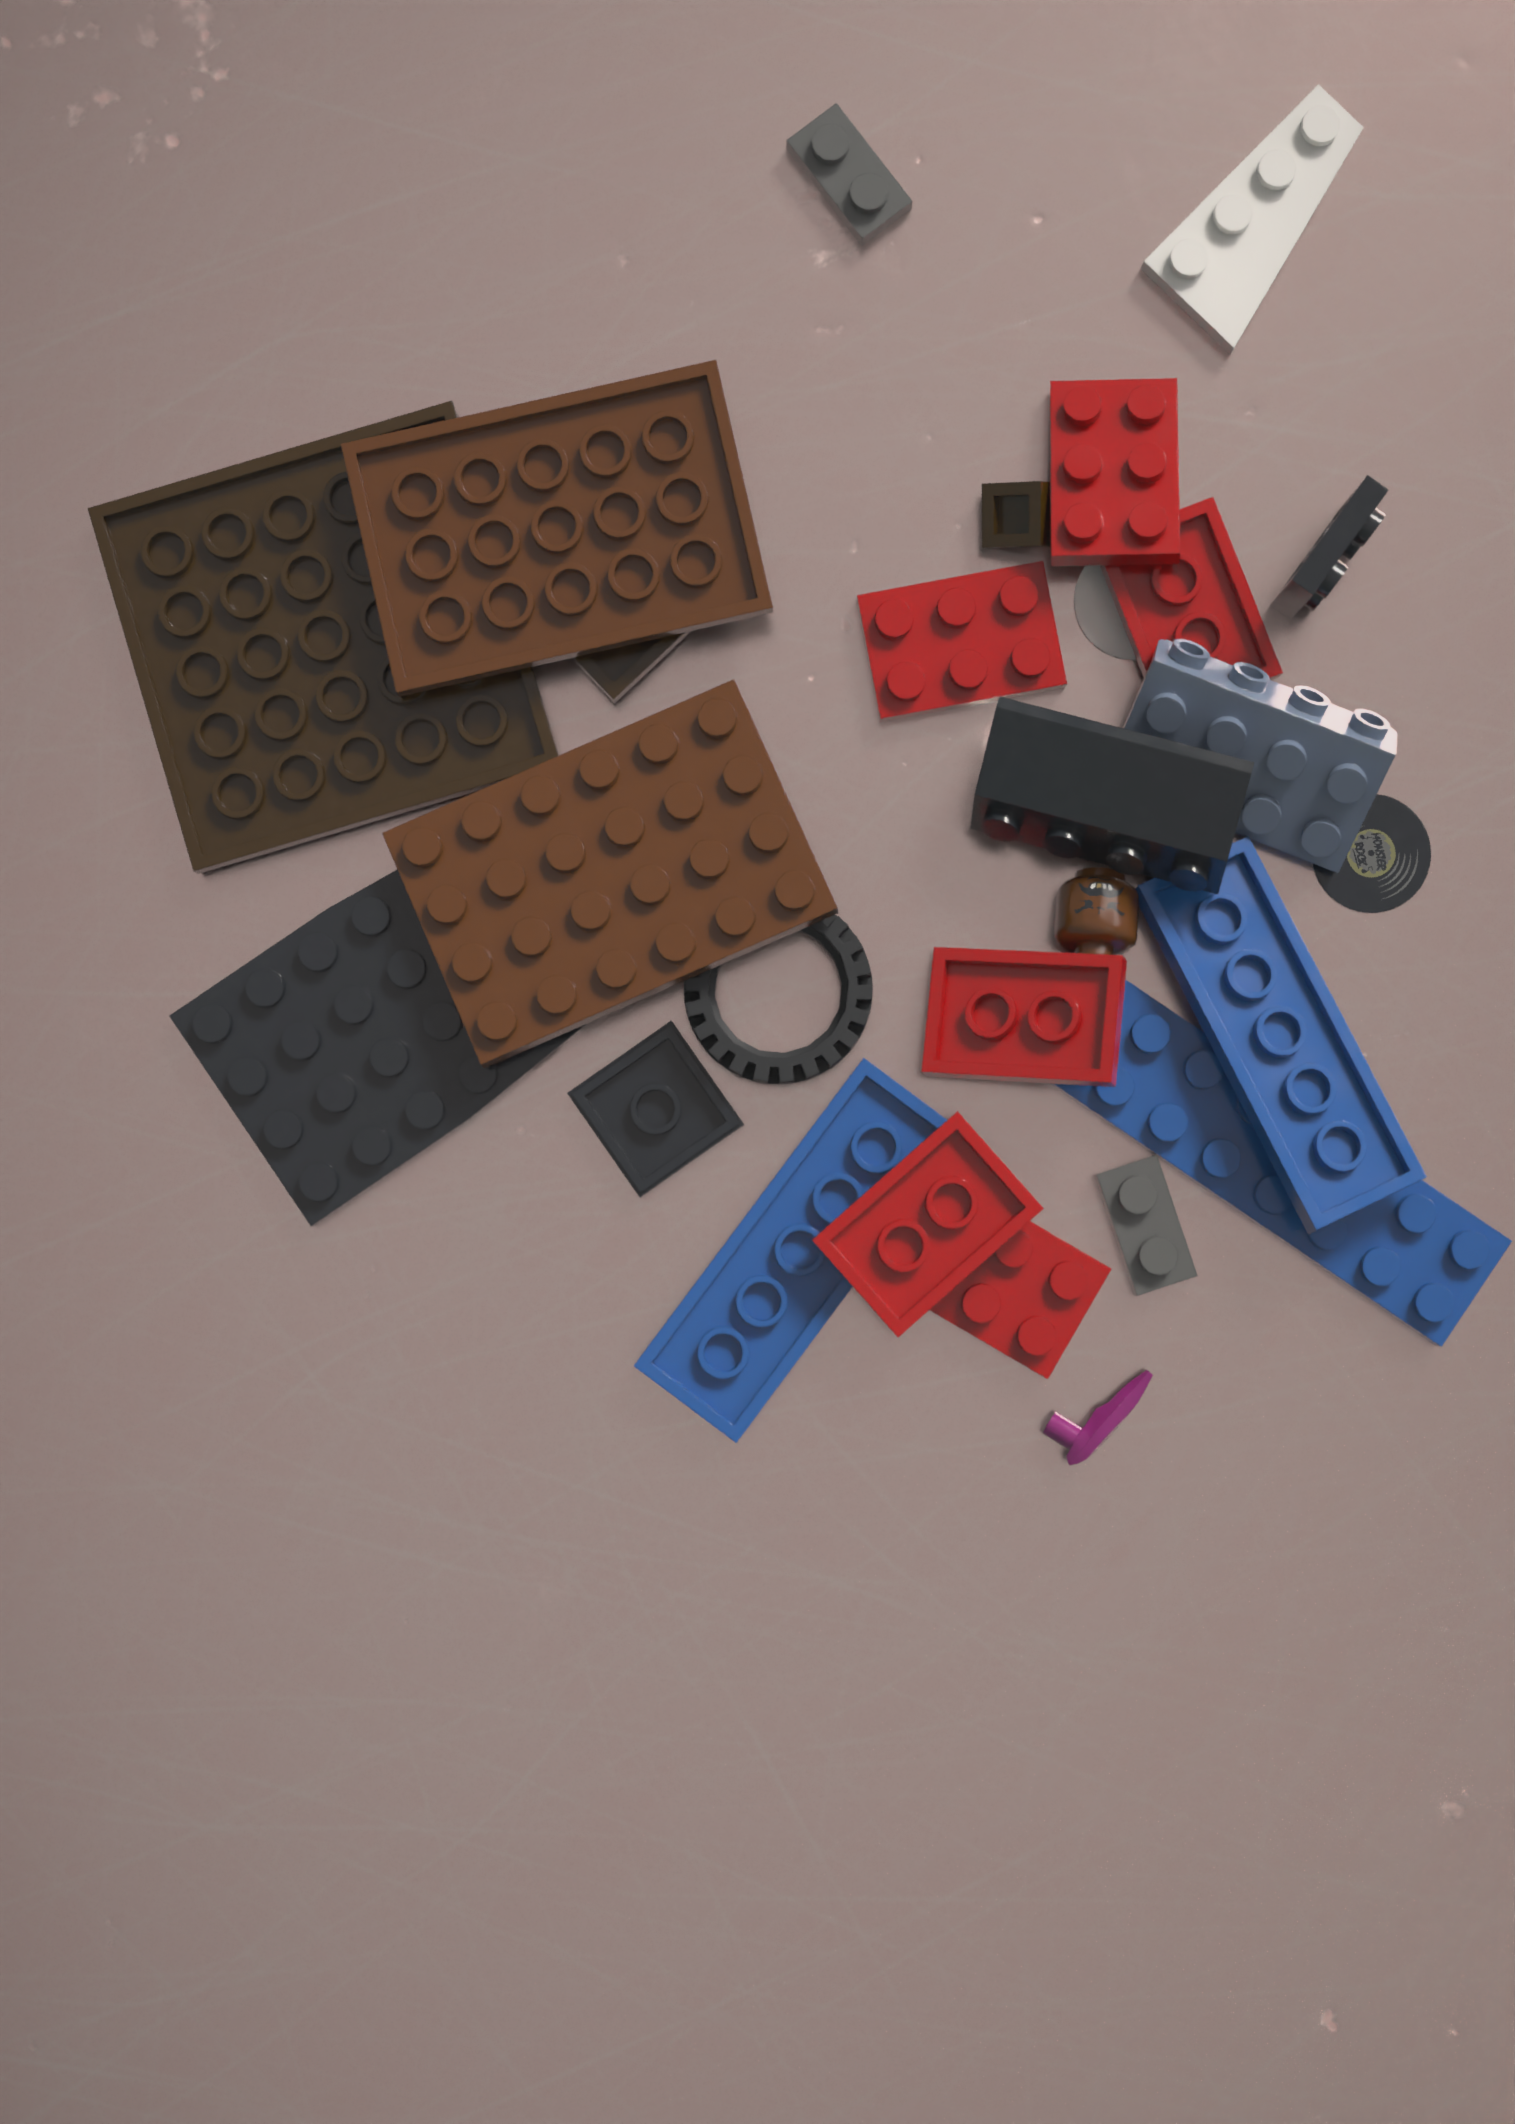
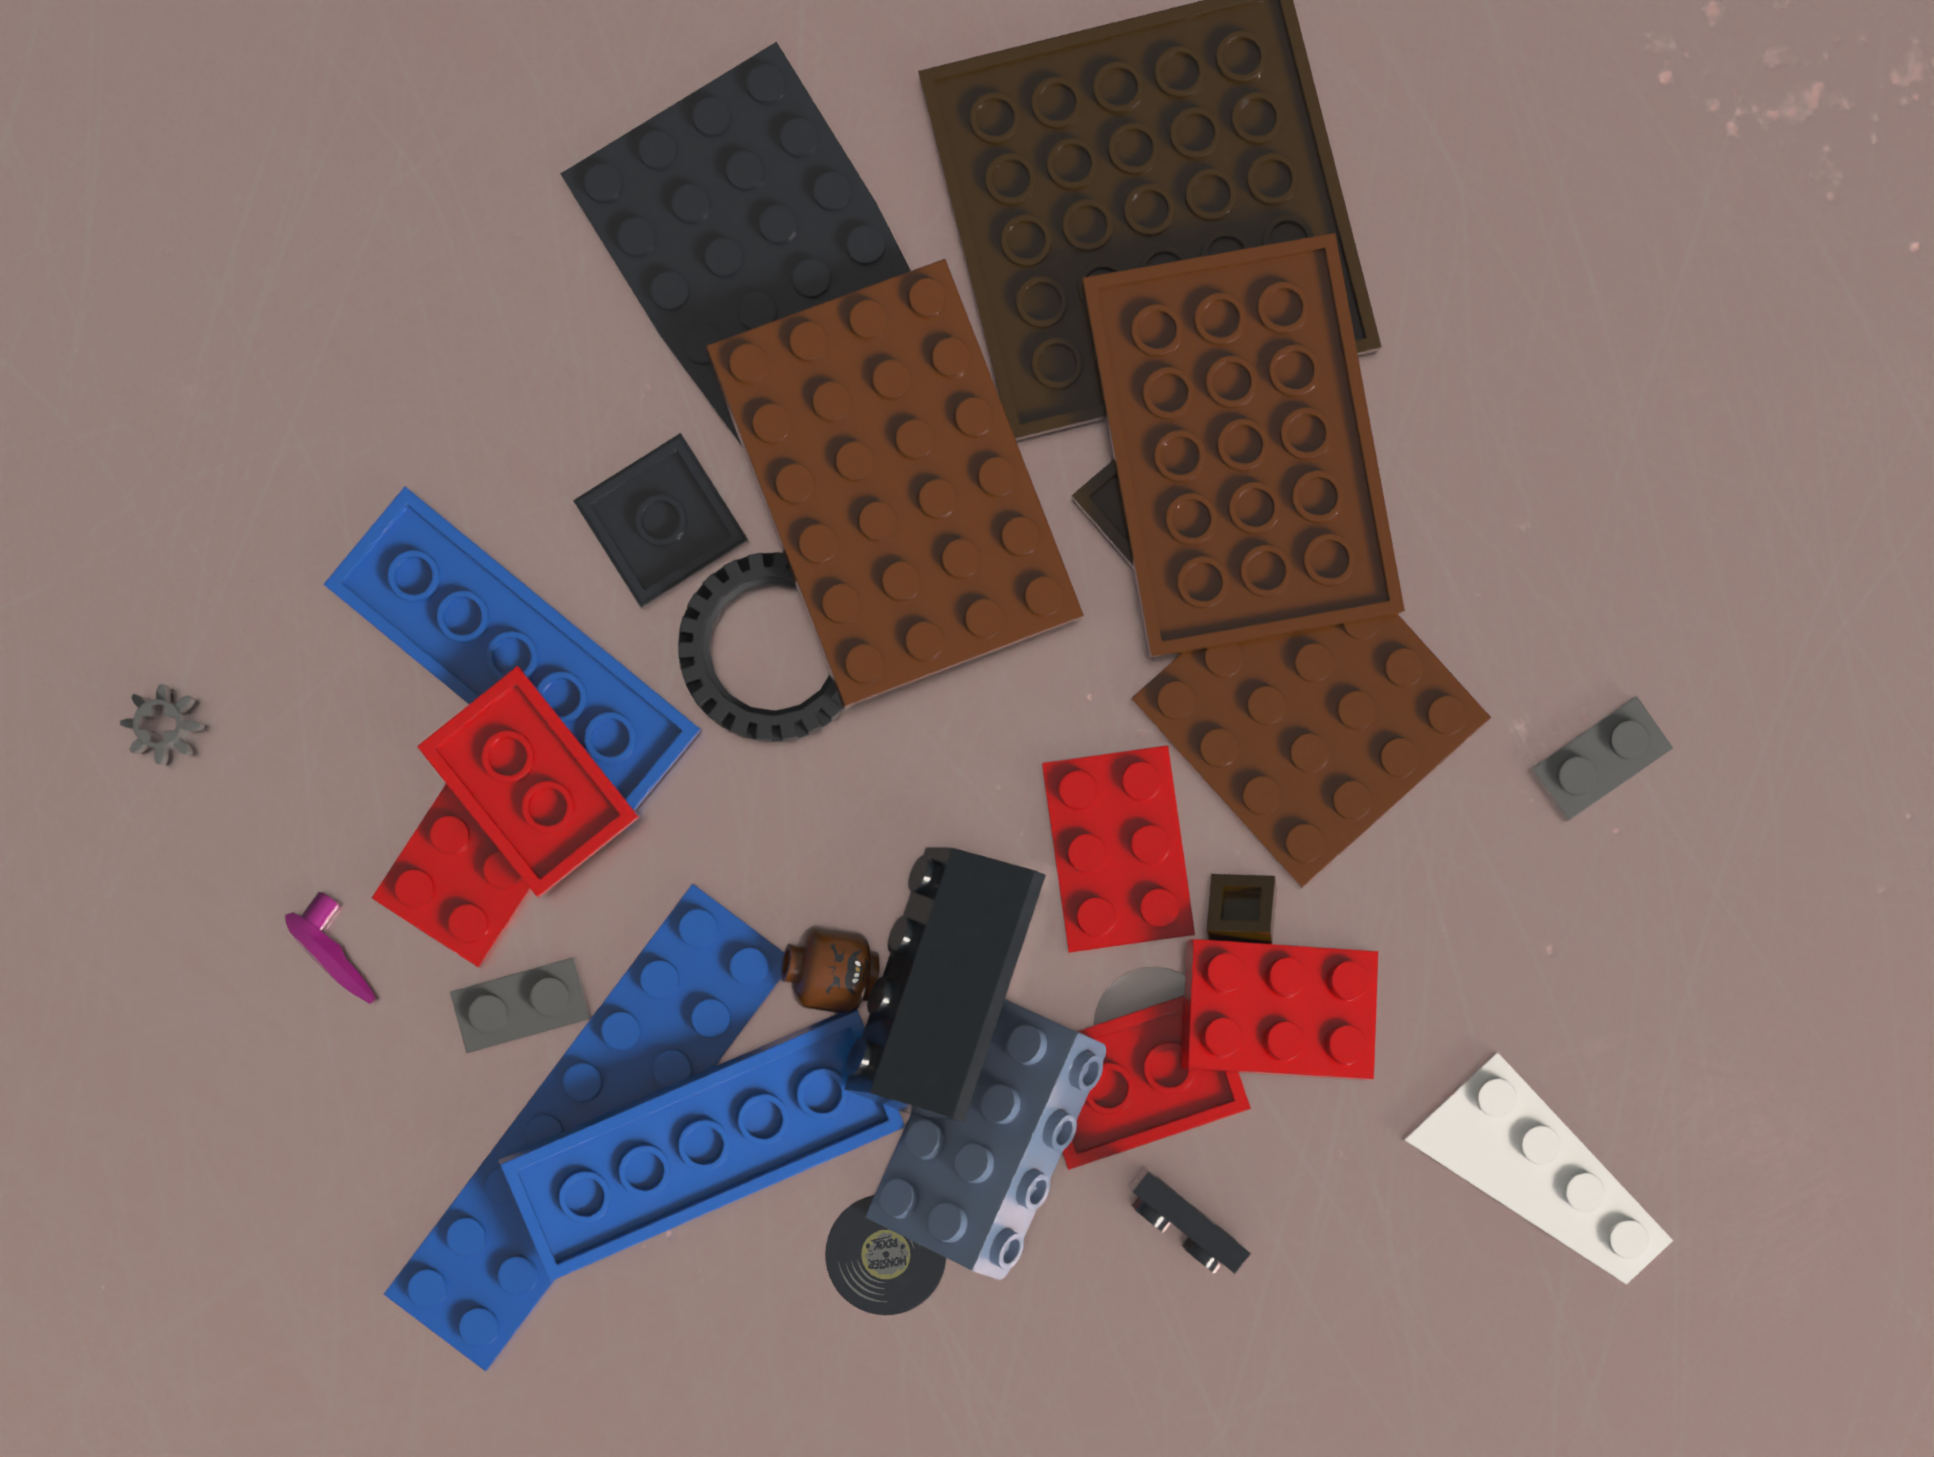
camera: 90 degrees right, 0 degrees up
(837, 455) = (1312, 730): none -> reddish brown plate
(898, 1609) = (152, 710): none -> dark grey gear
(1024, 1016) = (732, 890): red plate -> none

